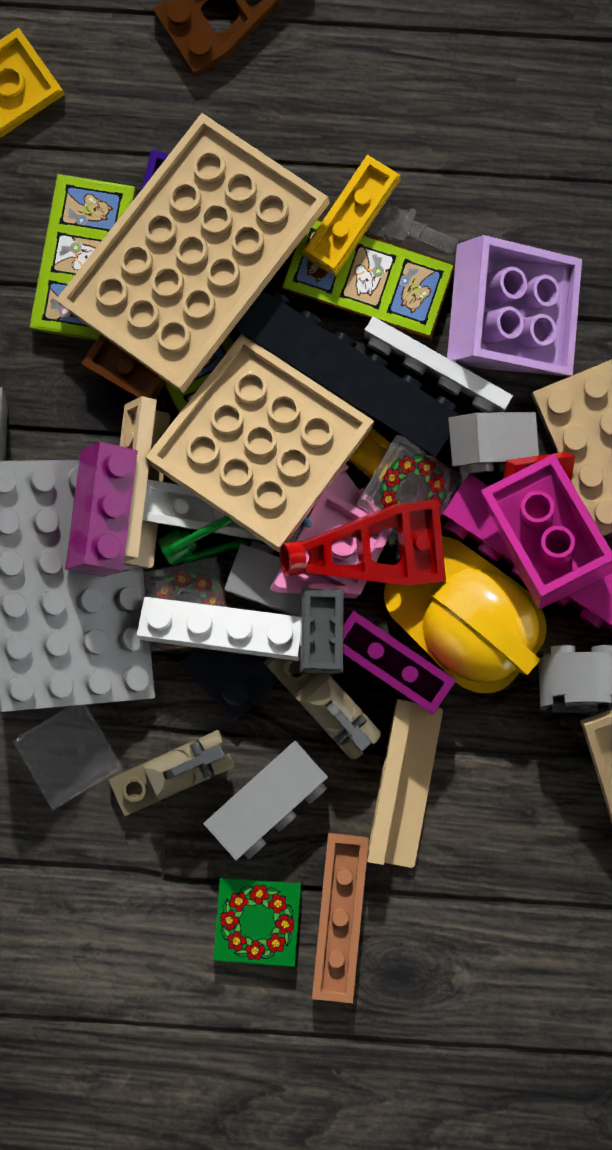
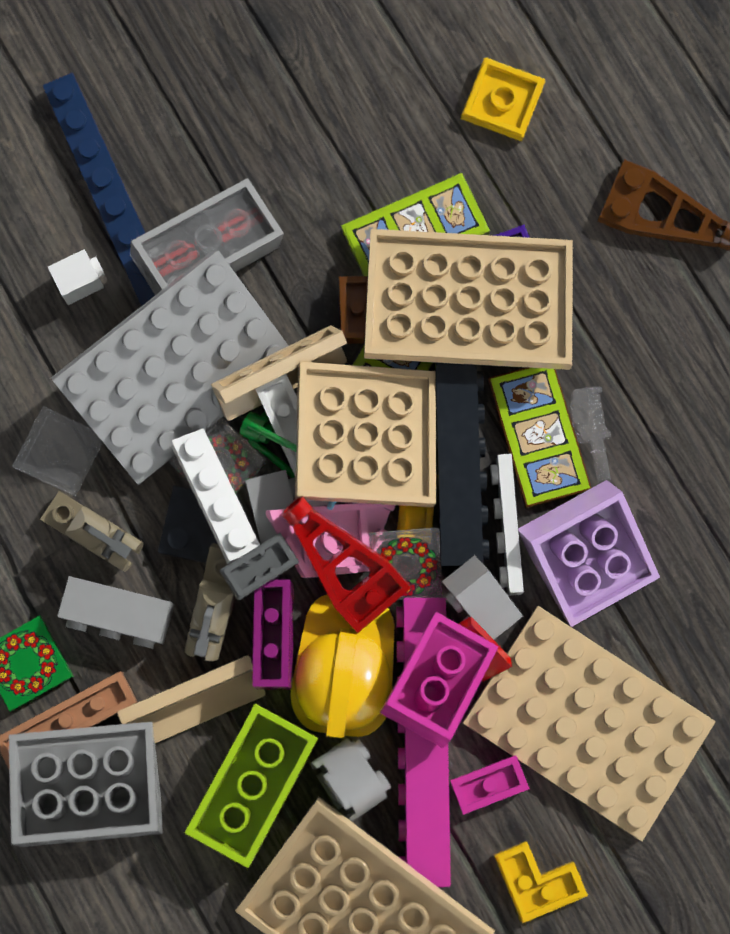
camera: 50 degrees right, 5 degrees down
(101, 509) = (242, 356): magenta brick -> none
(351, 215) = (574, 392): yellow tile -> none
(415, 939) = (84, 784): none -> light grey slope
(524, 777) = (251, 785): none -> lime brick

